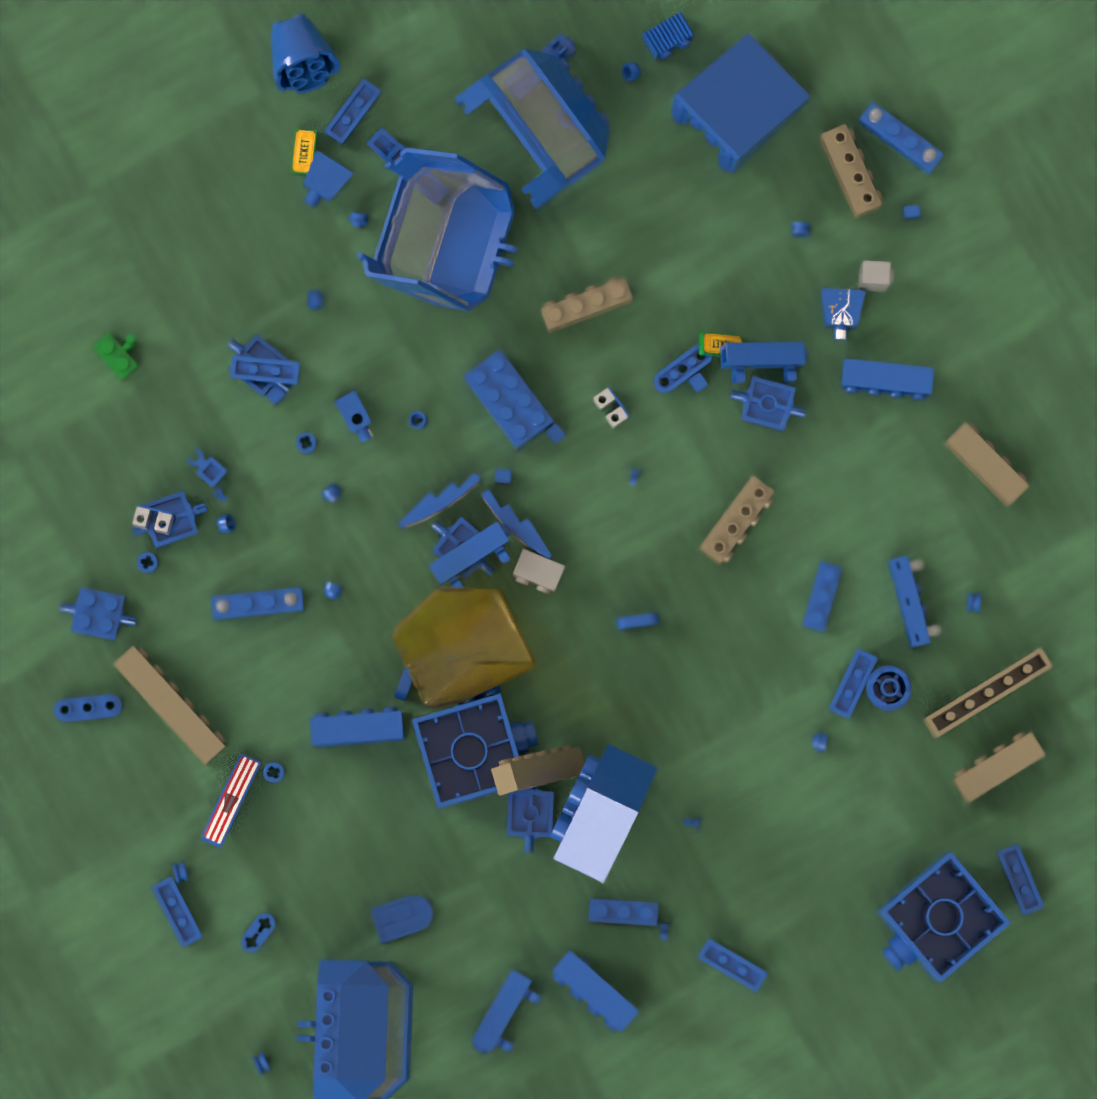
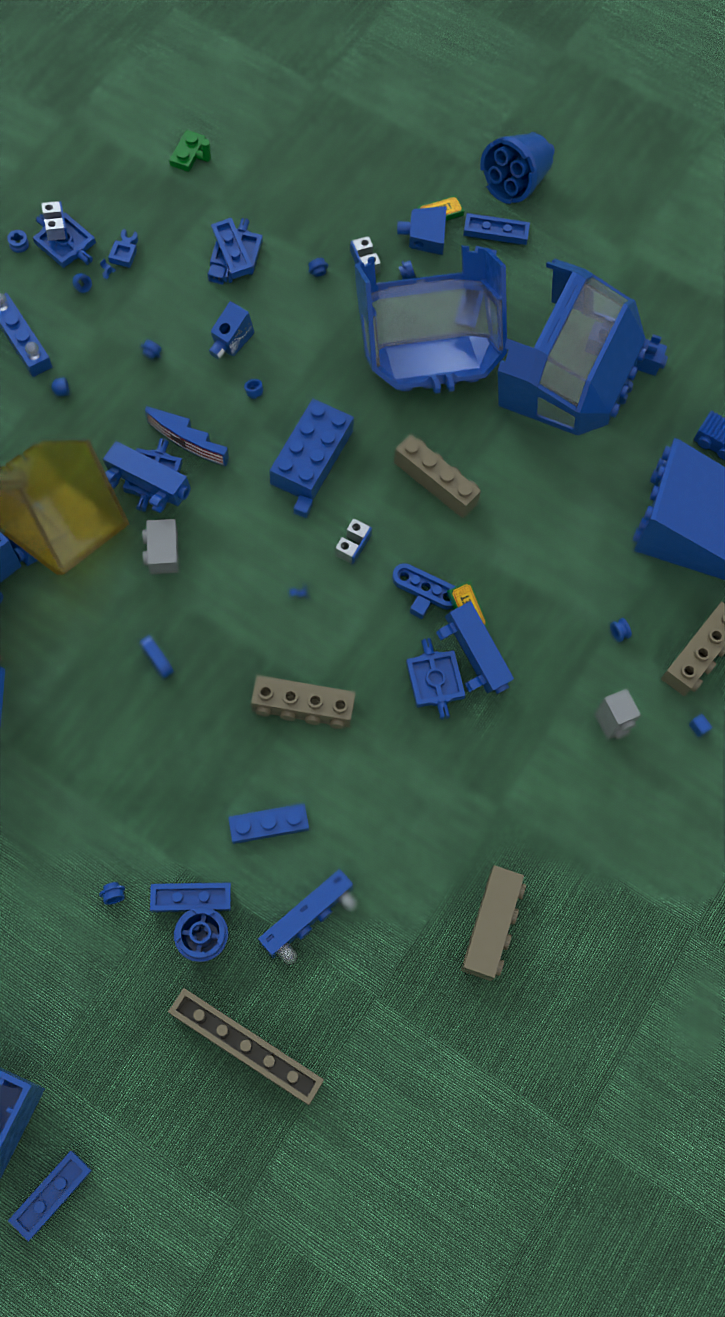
camera: 65 degrees right, 15 degrees down
(312, 440) = (187, 307): blue bush -> none
(332, 256) = (362, 249): none -> flat silver piece
(503, 476) = (239, 480): blue piece -> none
(522, 531) = (196, 514): blue slope -> none
(631, 71) = (671, 422): blue hinge -> none
(841, 310) = (566, 704): blue torso -> none
(887, 378) = (524, 779): blue brick -> none
(973, 602) = (340, 983): blue bush -> none
(998, 767) = (168, 1102): dark tan brick -> none

